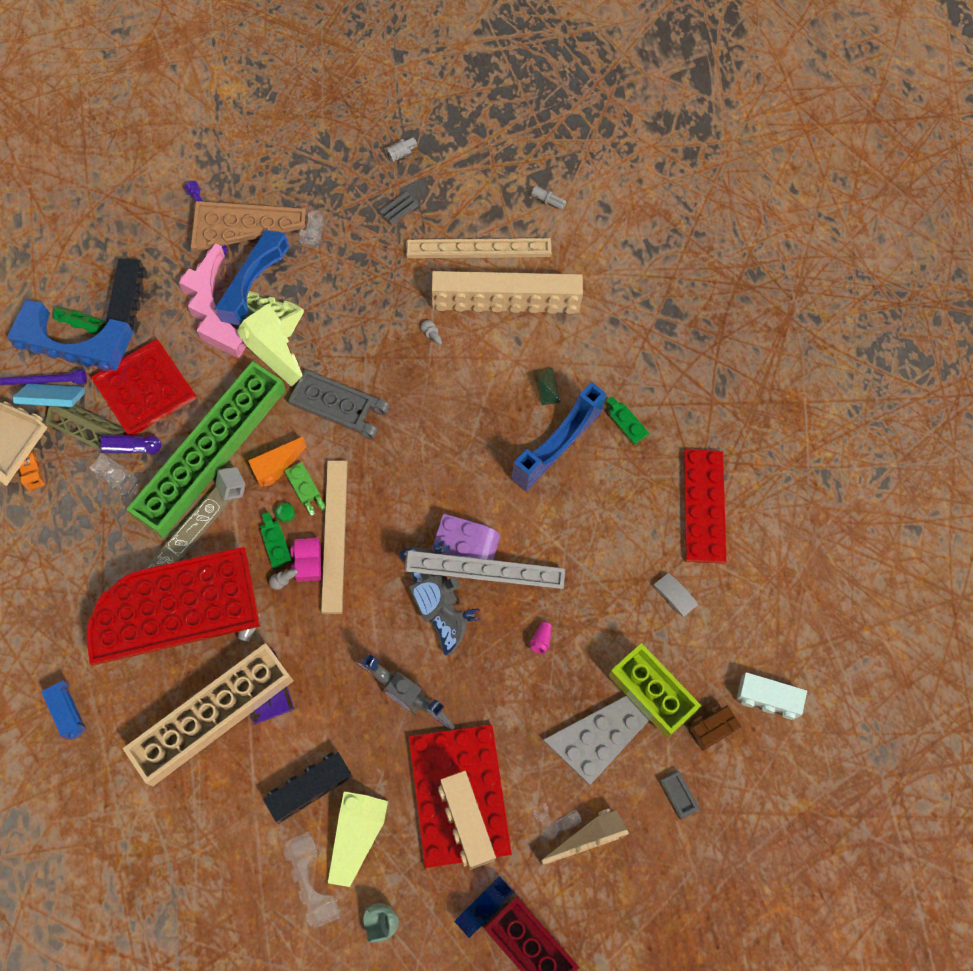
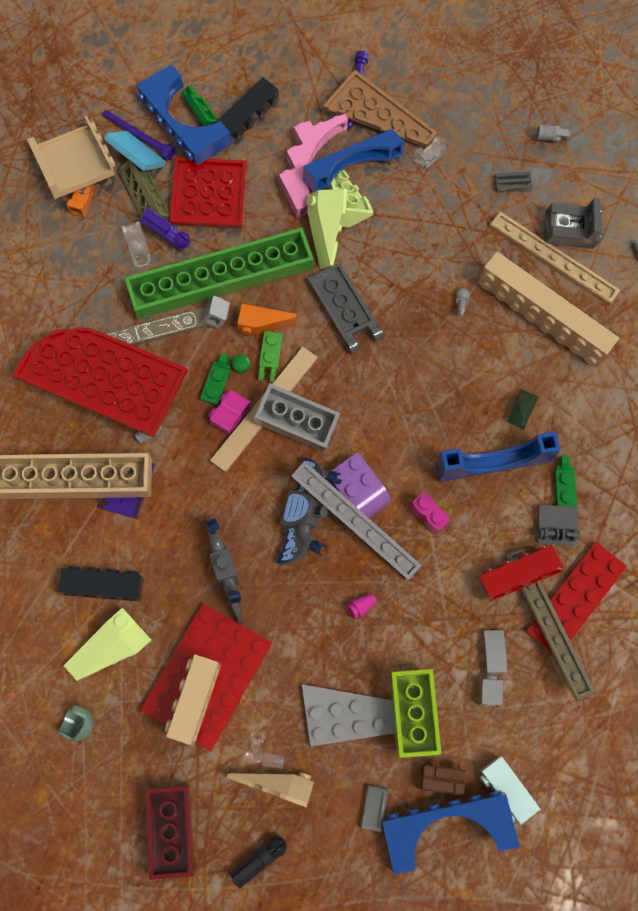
camera: 35 degrees right, 5 degrees up
(281, 579) = (199, 413): light grey bar -> none
(302, 853) = (44, 680): clear arch -> none
(369, 522) = (296, 417): none -> light grey brick
(476, 209) = (580, 224): none -> dark grey brick
(484, 907) = (160, 773): clear blue brick -> none
(535, 521) = (426, 510): none -> dark pink brick
(621, 912) = (258, 861): none -> black piece
(646, 458) = (558, 525): none -> dark grey hinge
(648, 516) = (520, 573): none -> red brick
(697, 628) = (490, 691): none -> light grey brick
(701, 540) = (556, 637): none -> dark tan tile
(719, 792) = (490, 812): none -> blue arch

